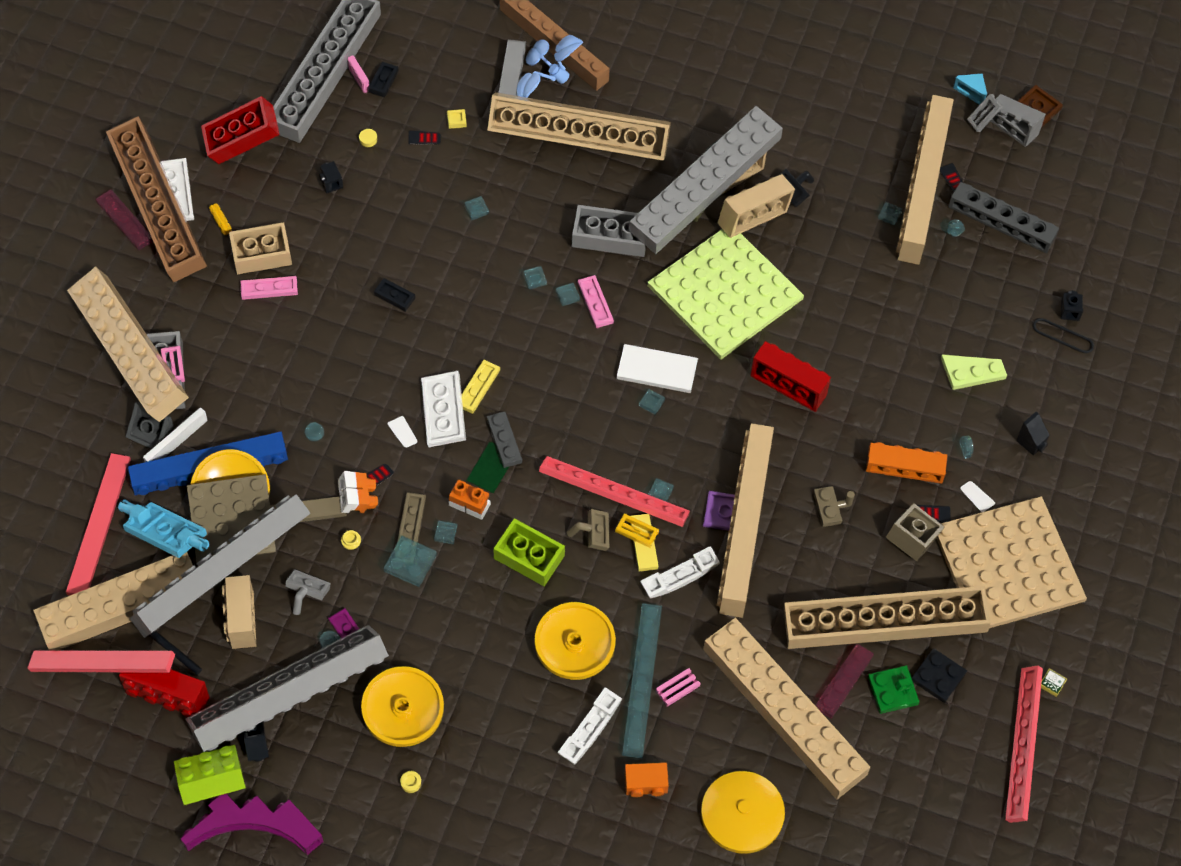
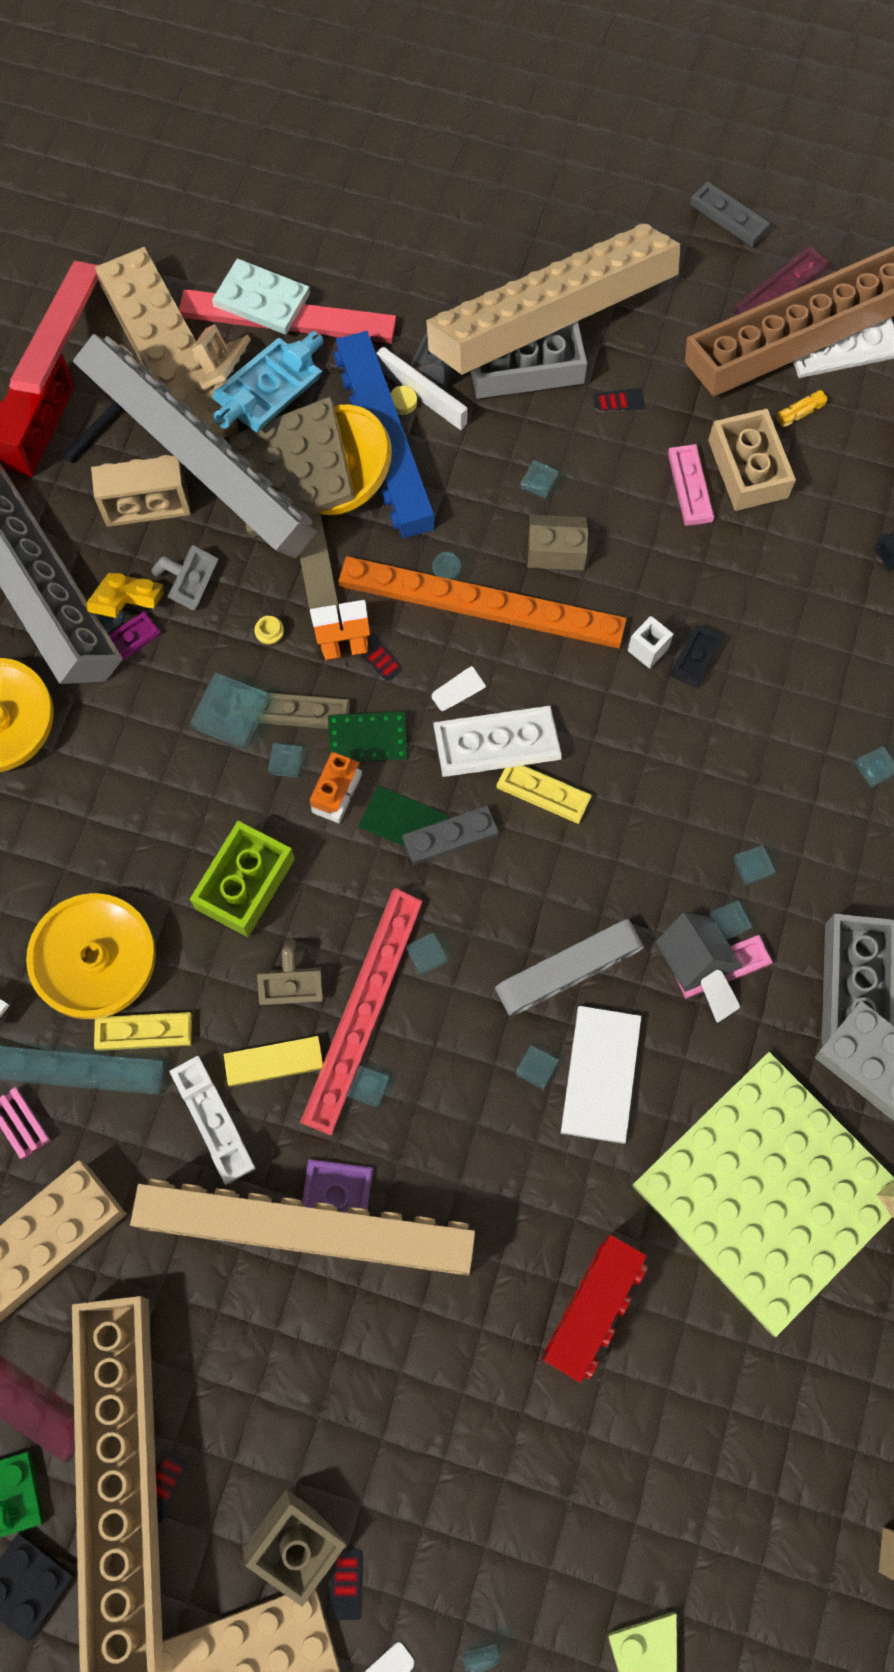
camera: 90 degrees right, 10 degrees up
(59, 243) = (729, 213): none -> dark grey plate
(83, 537) = (261, 296): none -> light aqua plate
(144, 554) = (217, 357): none -> tan bracket
(171, 349) = (528, 363): bright pink tile -> none
(179, 448) = (404, 399): none -> light yellow tile
(197, 323) = (619, 400): none -> black sticker
(256, 372) = (539, 479): none -> clear light blue plate
(303, 364) = (557, 542): none -> dark tan slope
(315, 630) = (119, 589): none -> yellow plate
(341, 415) = (482, 602): none -> orange plate
(385, 316) = (650, 642): none -> white brick
(433, 483) = (368, 736): none -> dark green sticker
(580, 456) = (426, 954): none -> clear light blue tile
(588, 311) = (696, 949): none -> dark grey slope
(593, 378) = (569, 967): none -> light grey beam
(614, 301) = (719, 995): none -> white sticker
(622, 616) = (143, 1031): none -> light yellow tile
(644, 541) = (276, 1072): yellow tile -> none
(829, 506) = (348, 1383): dark tan plate -> none
(906, 462) = (433, 1536): orange brick -> none

